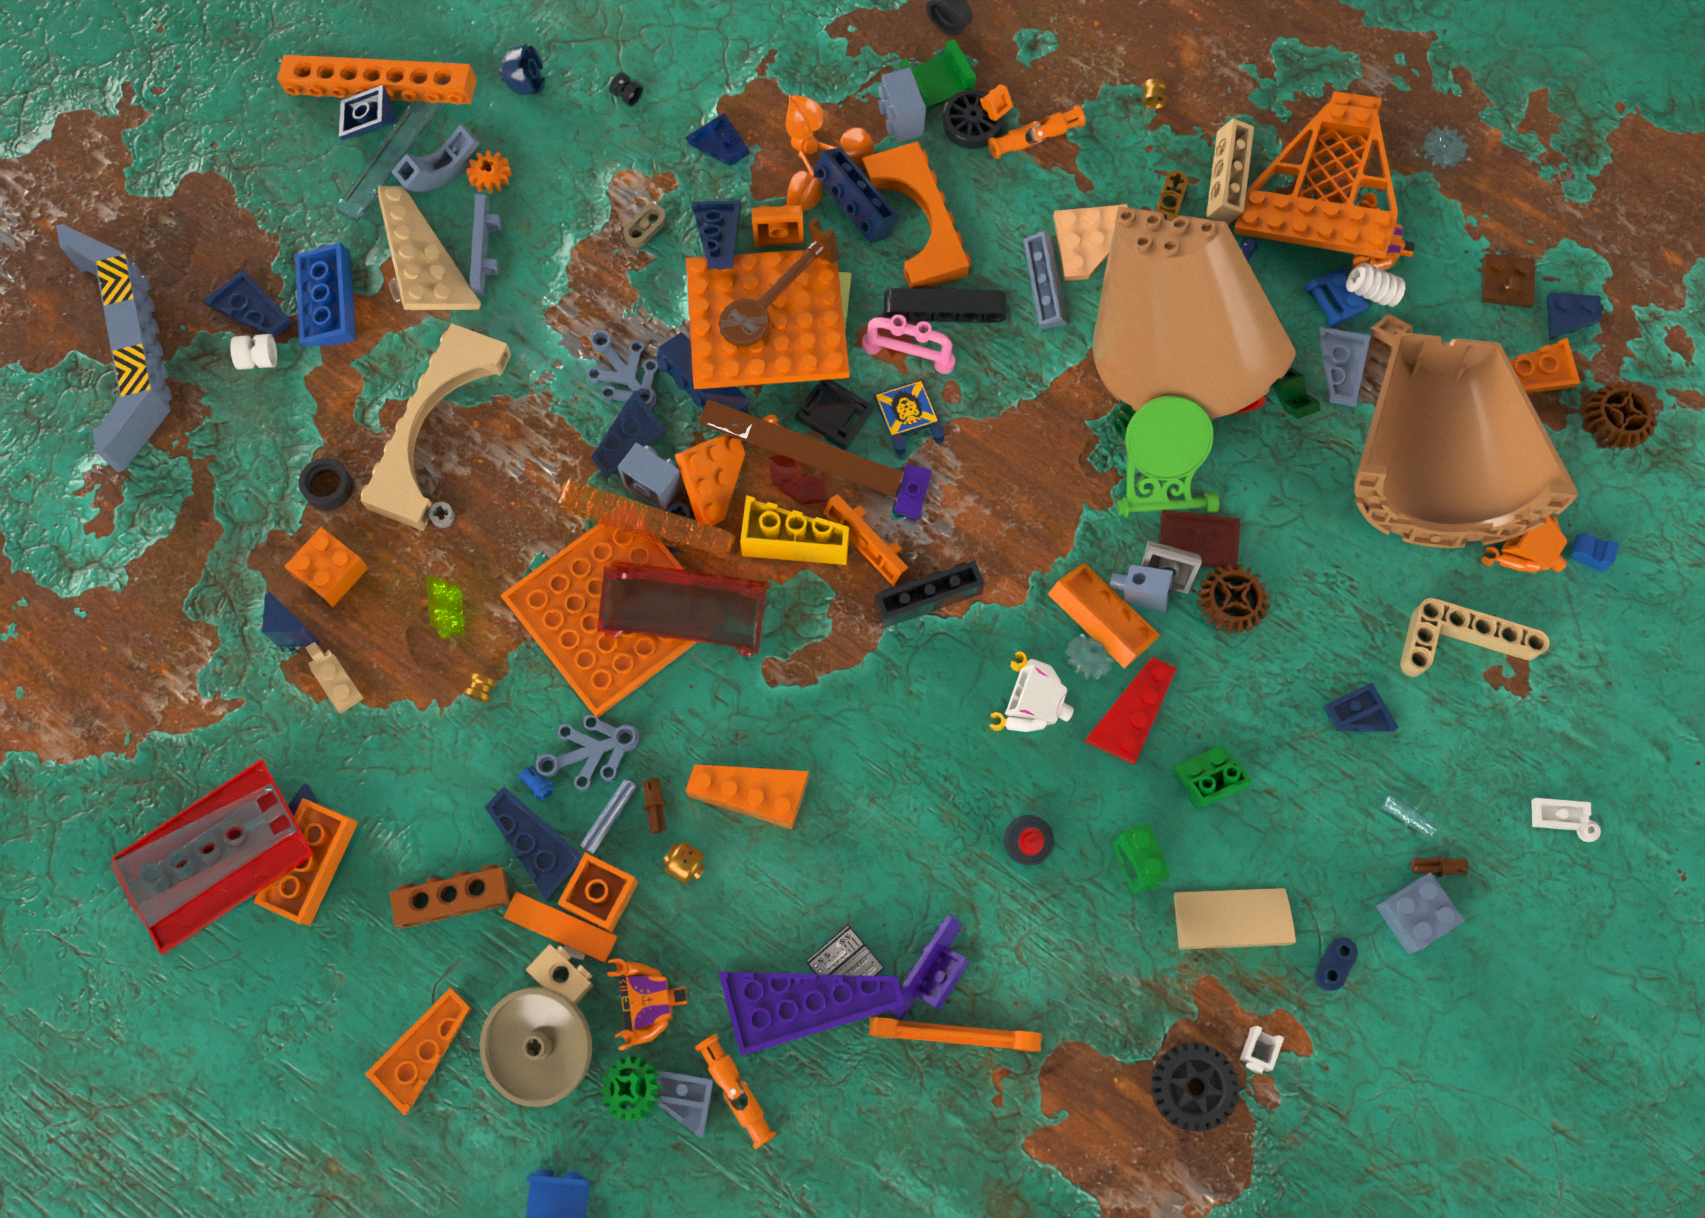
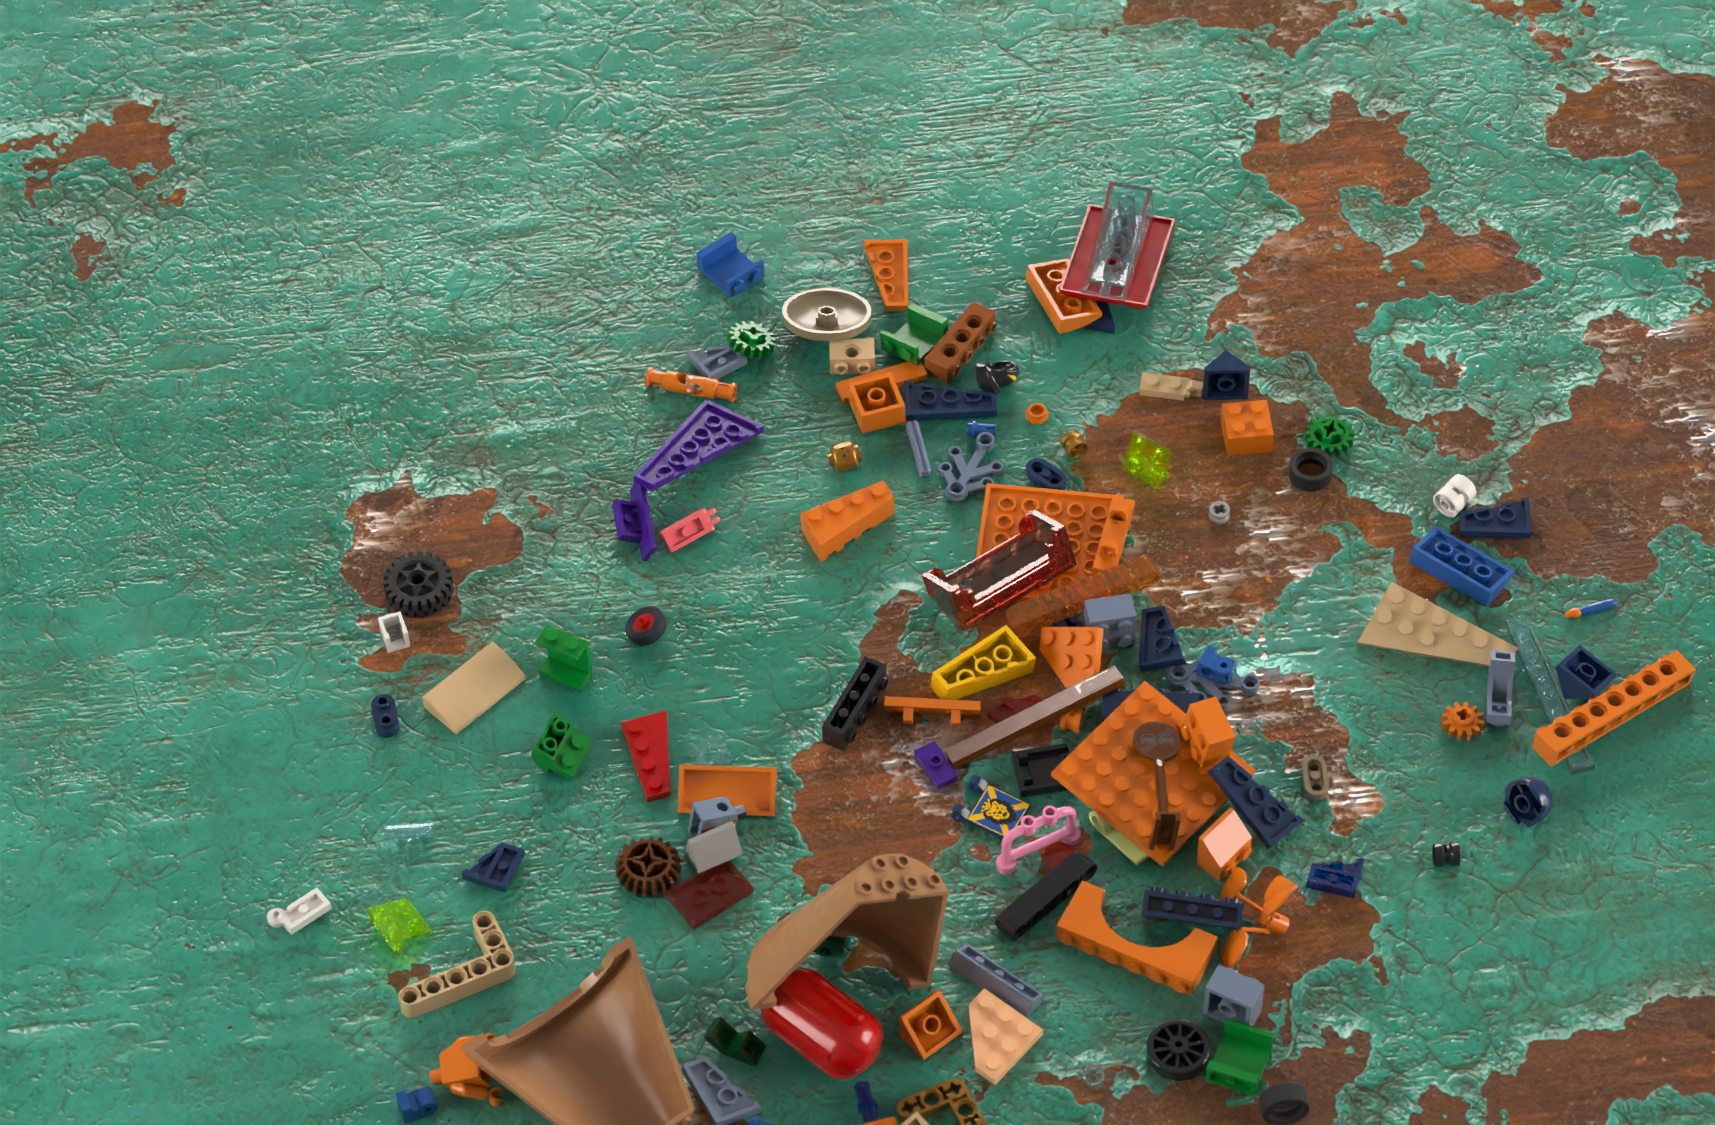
camera: 140 degrees right, 20 degrees down
(133, 347) = (1542, 439): sand blue slope -> none
(262, 495) = (1330, 435): none -> green gear
(280, 179) = (1592, 608): none -> blue piece
(459, 359) = (1266, 500): tan arch -> none
(460, 824) = (996, 376): none -> black hair
(472, 755) = (1036, 413): none -> orange plate
(480, 265) = (1419, 684): sand blue hinge -> none
(482, 944) = (917, 336): none -> green panel
(536, 682) = (1049, 476): none -> dark blue plate
(555, 559) = (1113, 534): none -> orange hinge
(614, 370) = (1215, 667): none -> blue leg
(645, 1001) = (790, 381): orange torso -> none
(654, 806) = (897, 472): reddish brown axle -> none
(703, 283) = (1208, 732): none -> orange brick
(845, 956) = (694, 487): light grey tile -> none
(893, 914) = (688, 529): none -> coral hinge
(955, 1034) = (545, 529): orange piece -> none
(997, 102) = (1167, 1056): orange tile -> none
(1035, 699) = (722, 702): white torso -> none
(1049, 127) = (1119, 1077): orange piece -> none
(1049, 145) = (1099, 1073): none -> clear light blue bush
(1165, 443) = (775, 894): bright green piece -> none
(1419, 913) = (354, 776): sand blue brick -> none
(1439, 866) = (363, 817): reddish brown axle -> none
(1485, 731) = (398, 922): none -> clear neon green hinge

